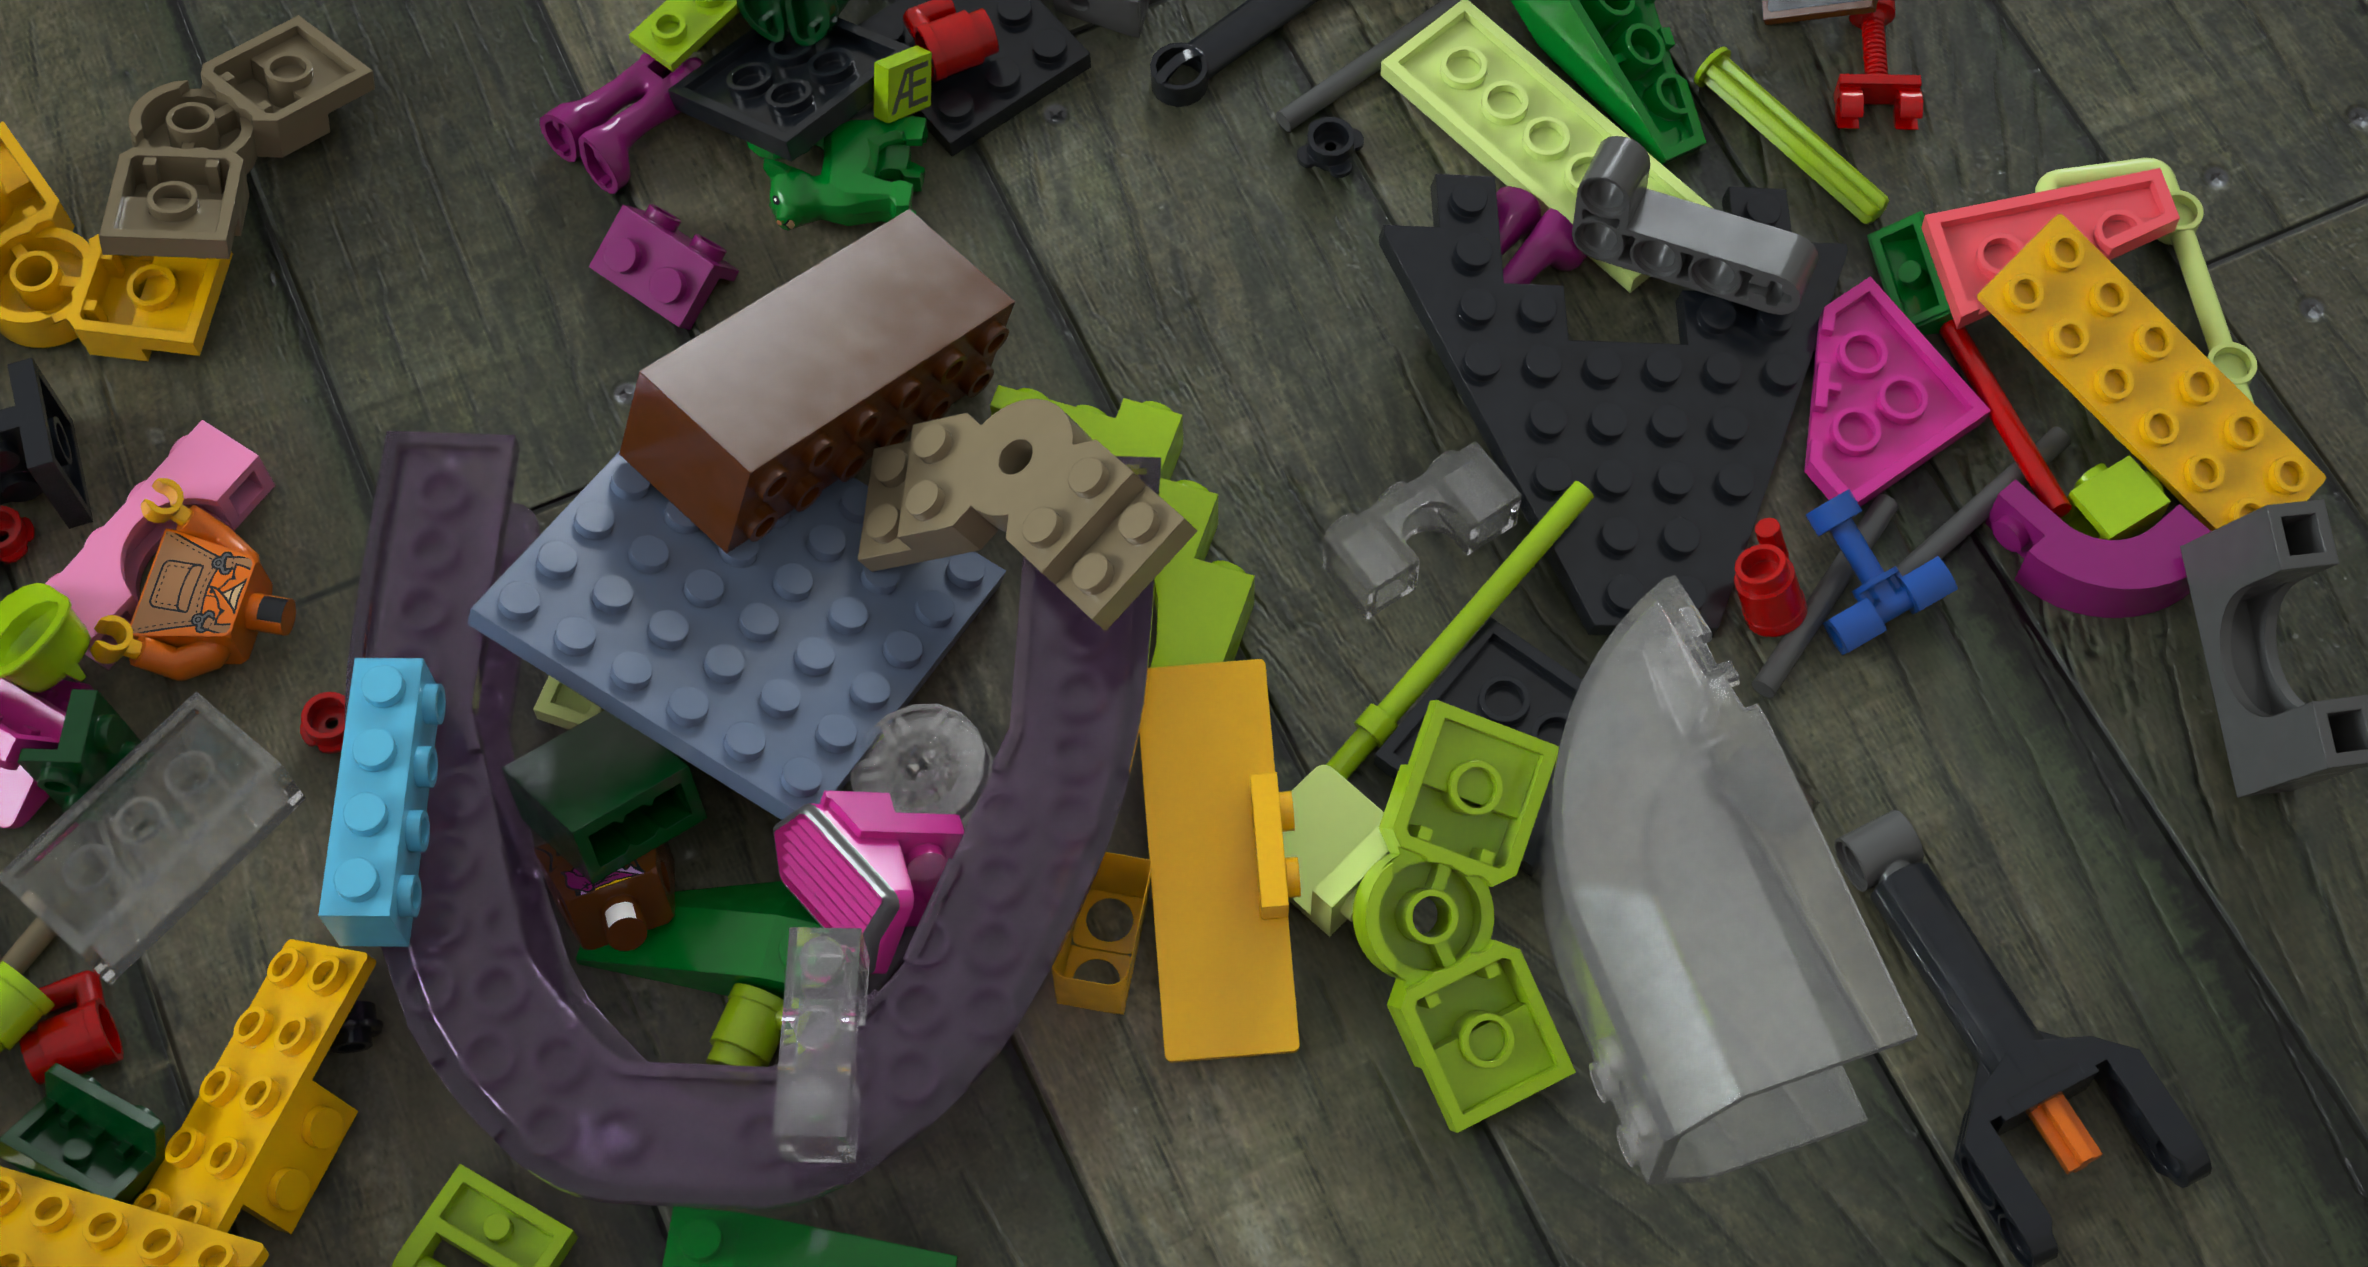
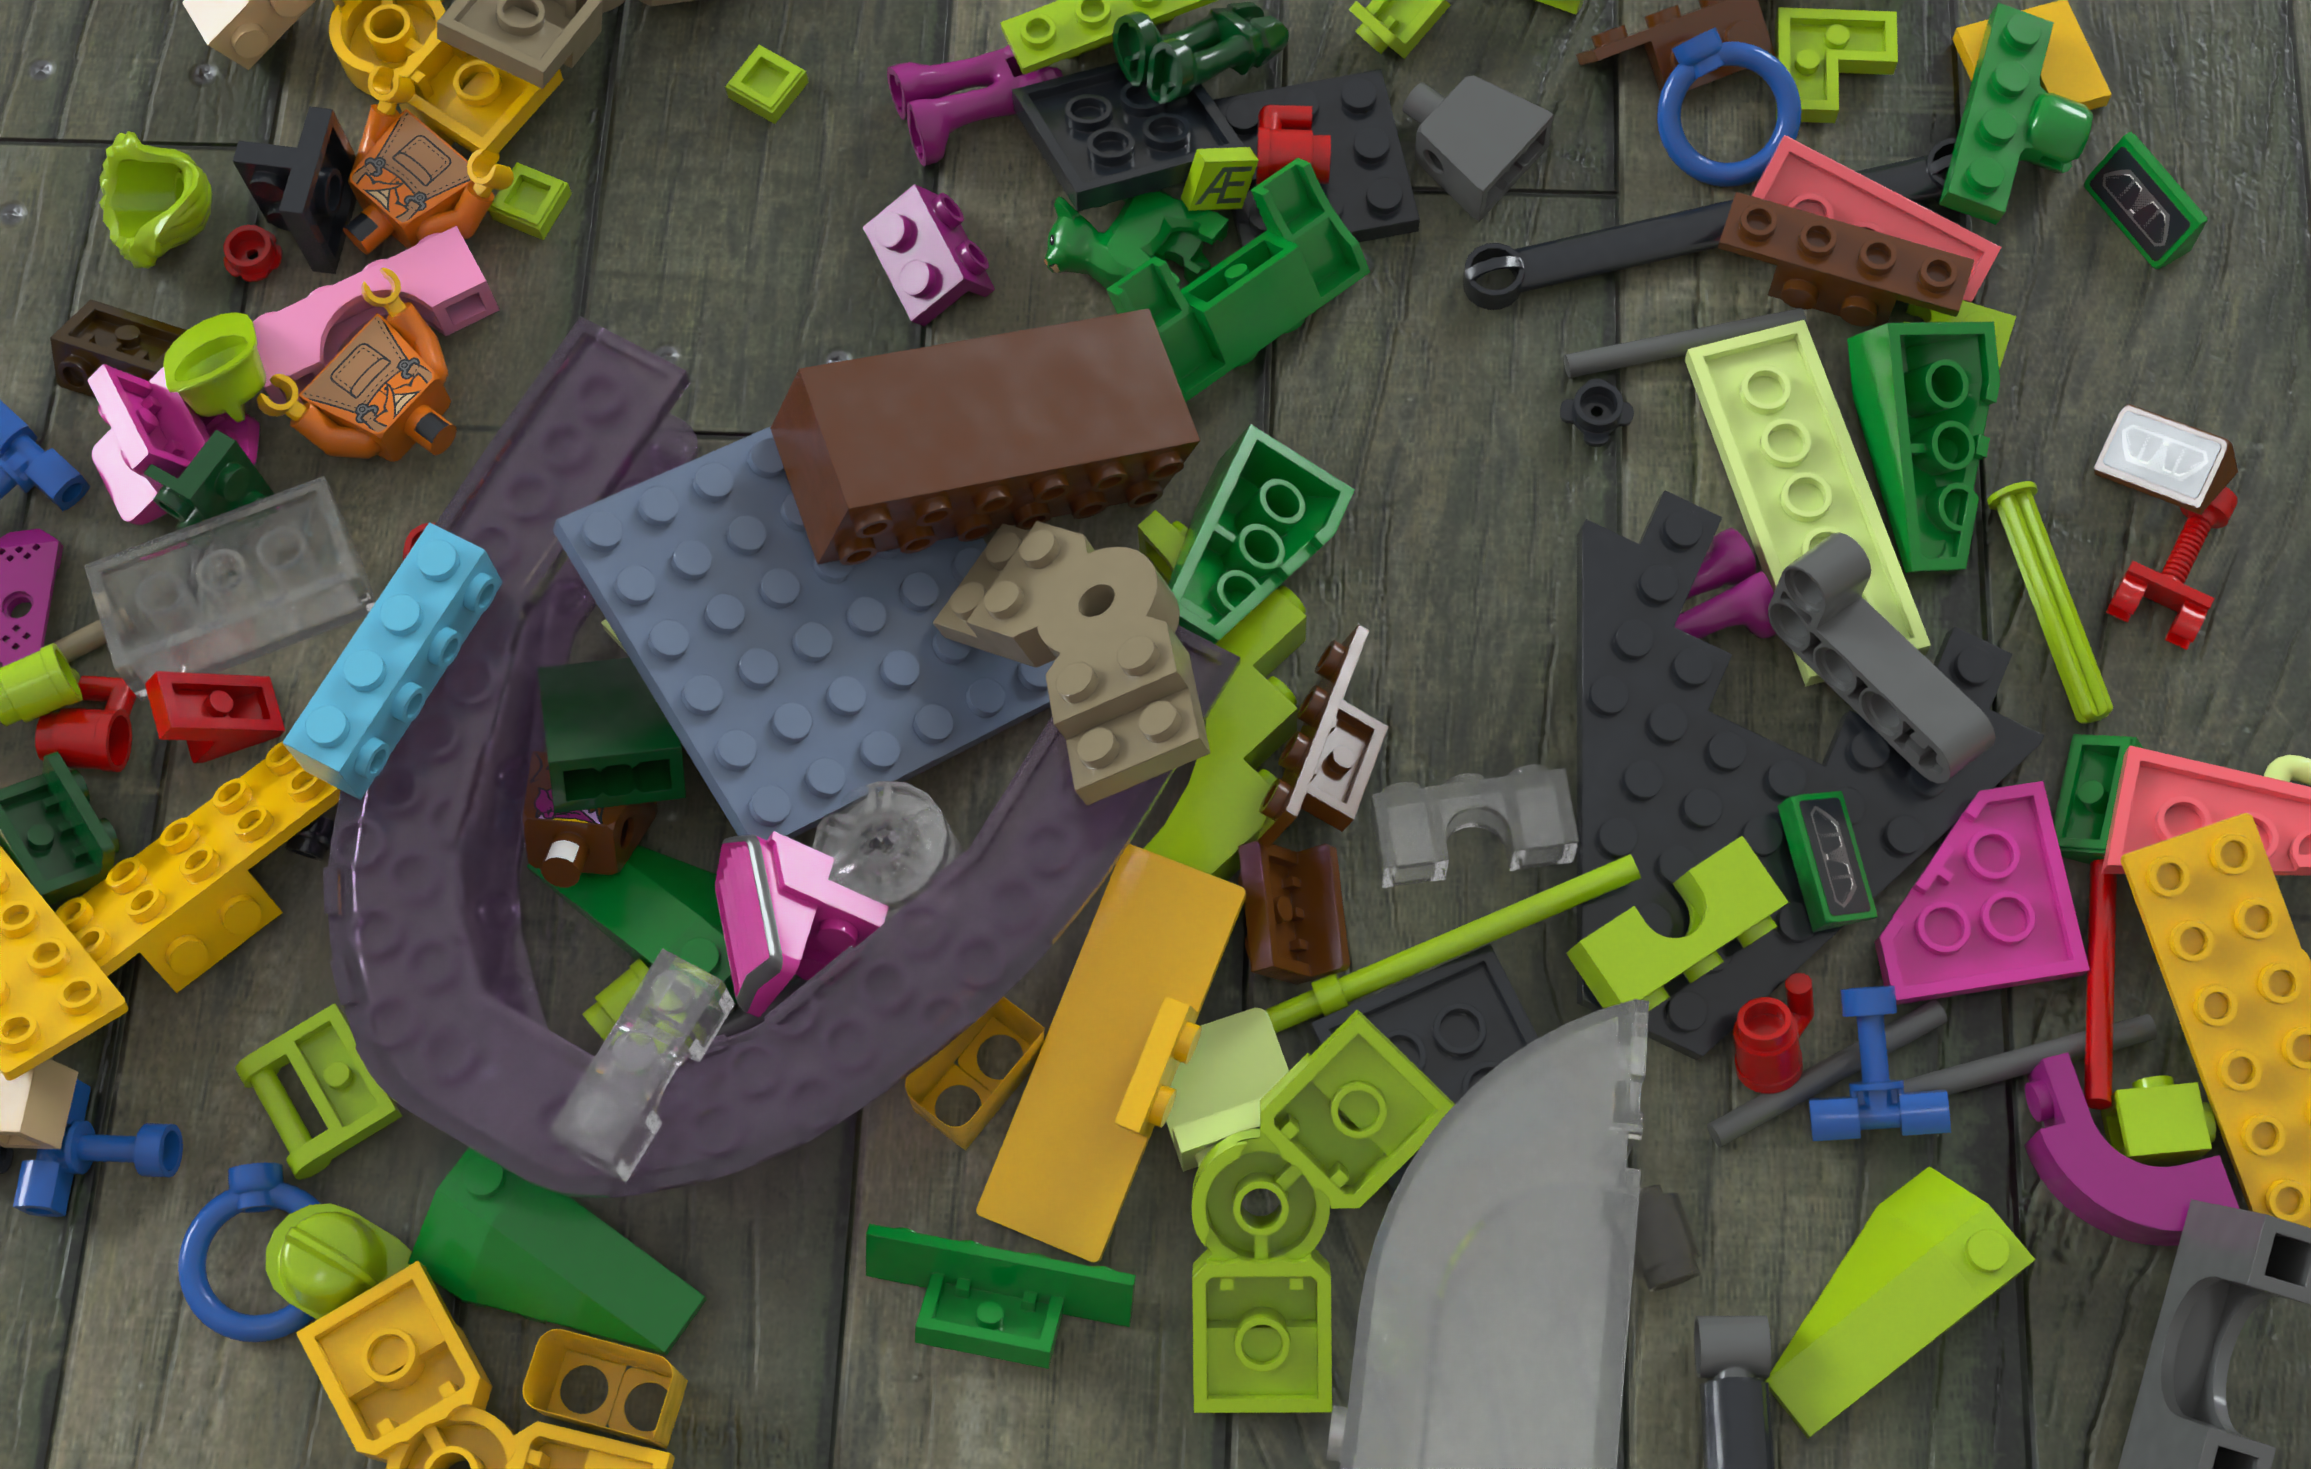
camera: 30 degrees right, 5 degrees up
(132, 400) = (413, 178): none -> torso
(194, 958) = (214, 711): none -> red slope
(254, 376) = (531, 201): none -> lime tile
(427, 183) = (767, 84): none -> lime tile
(988, 159) = (1254, 292): none -> green bracket
(1097, 354) = (1252, 531): none -> green wedge
(1225, 1120) = (994, 1297): none -> green bracket
(1264, 516) = (1332, 753): none -> reddish brown bracket
(1309, 668) = (1293, 912): none -> reddish brown bracket
(1672, 485) = (1726, 900): none -> lime arch
(1733, 417) = (1827, 860): none -> slope
(1985, 734) = (1904, 1283): none -> lime wedge

